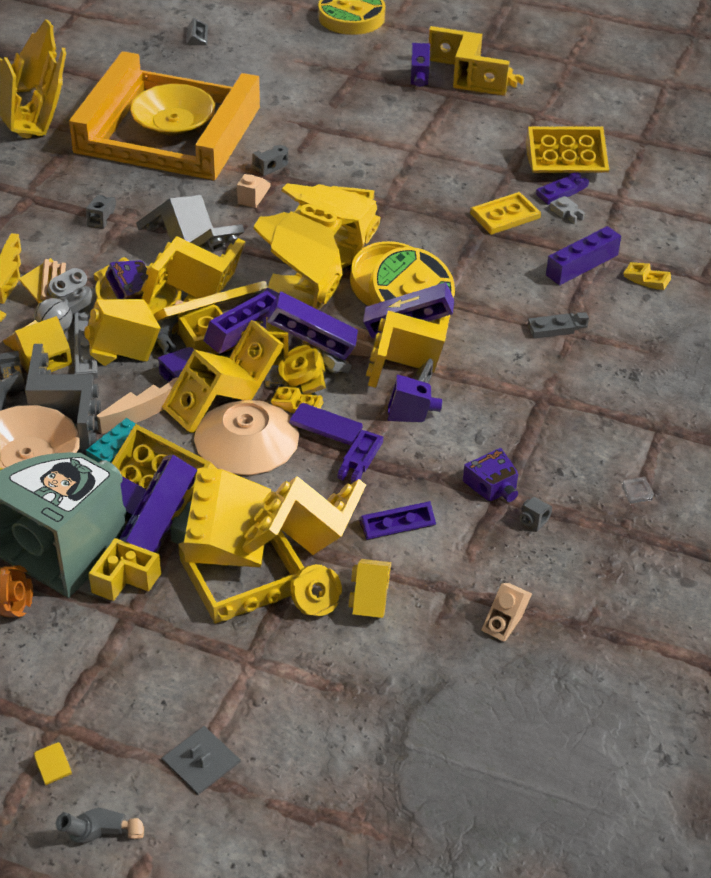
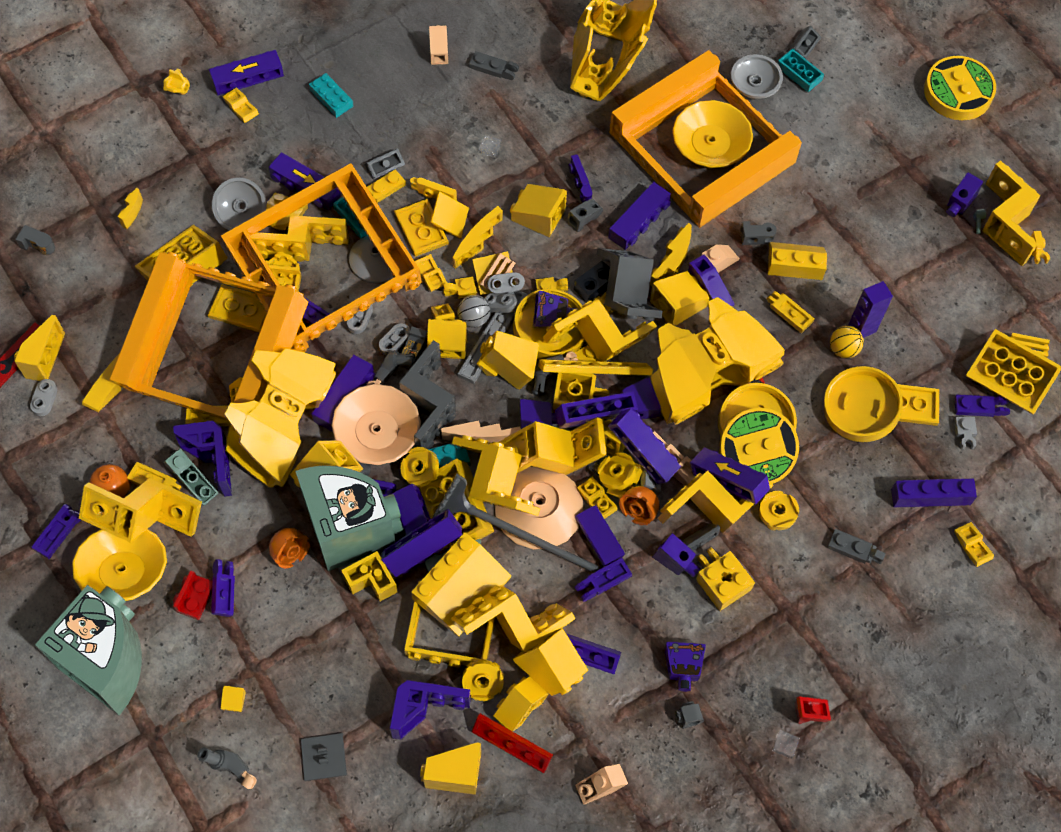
camera: 35 degrees right, 20 degrees up
(22, 311) = (463, 287): none -> yellow plate
(53, 220) = (539, 208): none -> yellow slope
(74, 187) = (581, 180): none -> dark purple hinge
(105, 442) = (430, 467): none -> yellow plate
(151, 245) = (592, 279): none -> black brick
(154, 186) = (639, 216): none -> dark purple brick
(165, 444) = (456, 502): none -> dark grey piece
(177, 61) = (757, 70): none -> light grey dish
(187, 416) = (495, 474): none -> yellow bracket
(210, 48) = (800, 70): none -> teal piece
(212, 198) = (675, 255): none -> yellow slope
(247, 216) = (678, 297): none -> yellow slope
(255, 202) = (709, 279): none -> dark purple slope
(269, 629) = (409, 714): none -> dark purple bracket
(323, 163) = (797, 261): none -> yellow slope
(343, 381) = (640, 504): none -> orange cylinder
(356, 678) = (453, 770): none -> yellow slope
(373, 536) = (553, 663): none -> yellow slope
(390, 628) = (512, 743): none -> red tile
(416, 191) = (846, 342): none -> yellow piece
(420, 152) = (871, 309): none -> dark purple brick
(444, 76) = (978, 216): none -> sand green hand
(460, 334) = (774, 520): none -> yellow plate
(468, 397) = (726, 568): none -> yellow hinge
(469, 225) = (863, 404): none -> yellow piece
(631, 451) = (812, 710): none -> red slope

